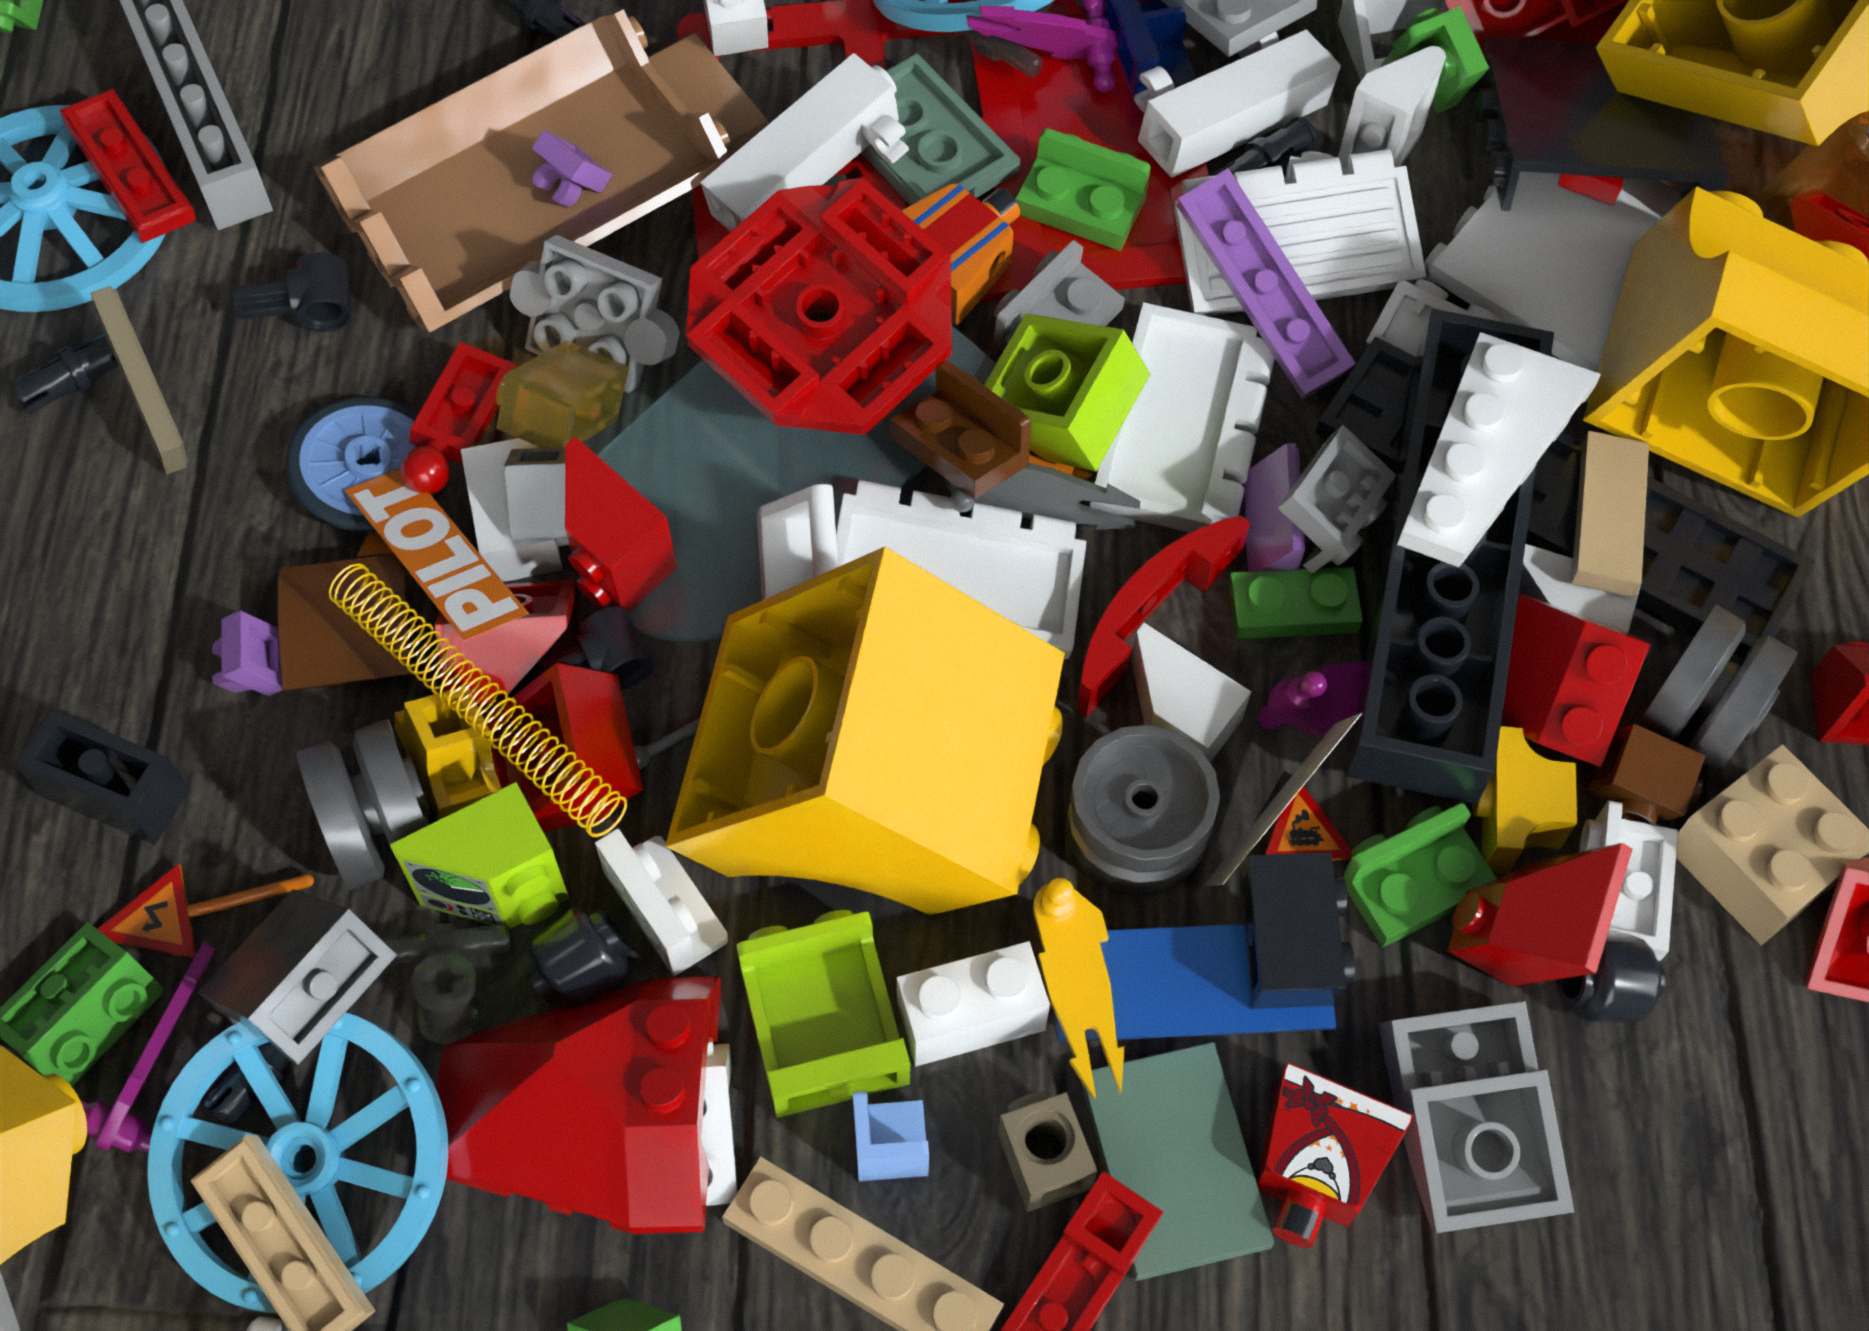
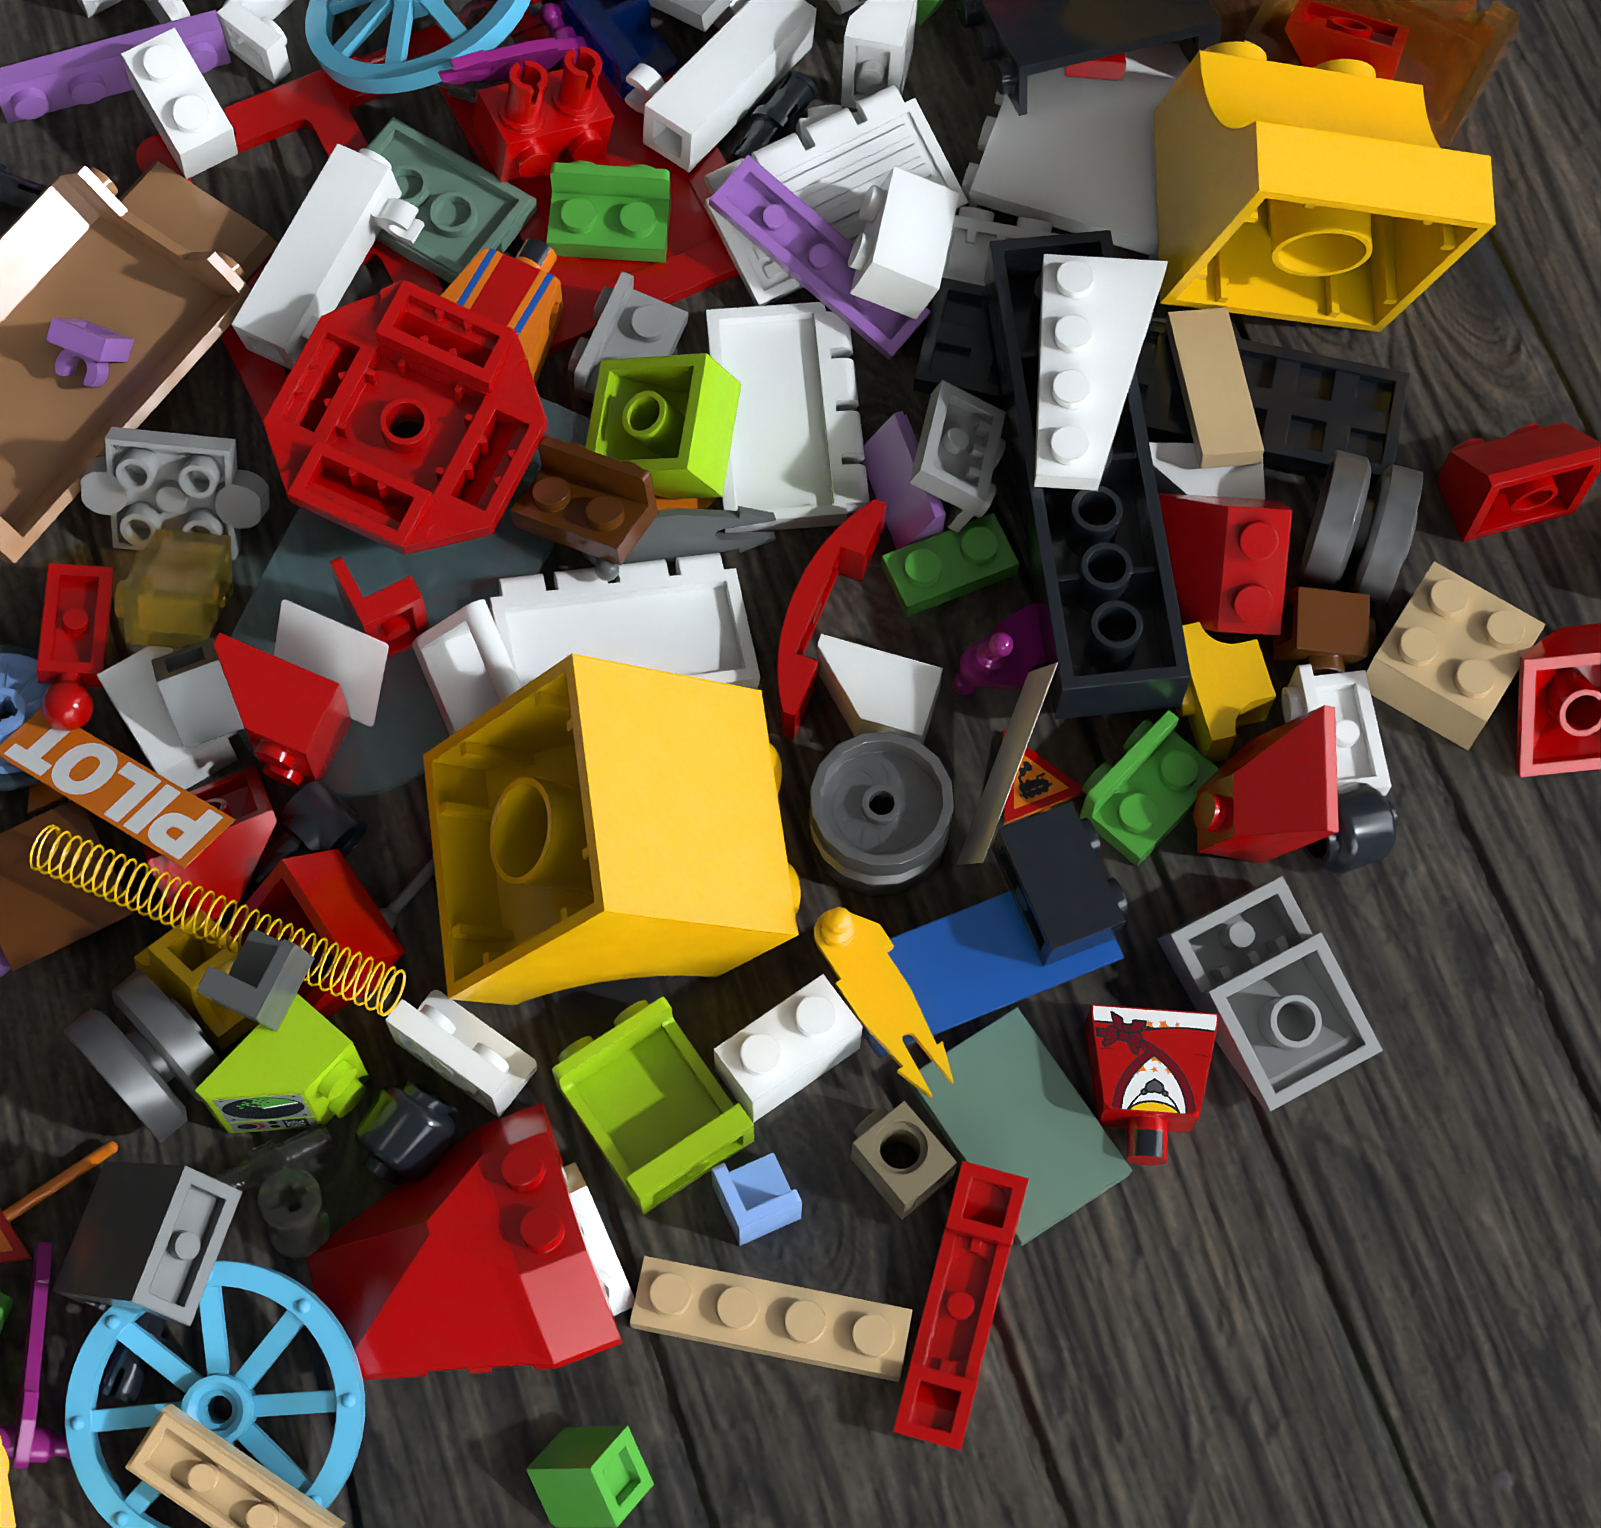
camera: 20 degrees left, 5 degrees up
(488, 763) = (260, 980): none -> dark grey panel
(680, 494) = (336, 654): none -> white sticker
(738, 473) = (389, 615): none -> red panel
(1052, 85) = (544, 117): none -> red brick
(1349, 290) = (903, 242): none -> white brick

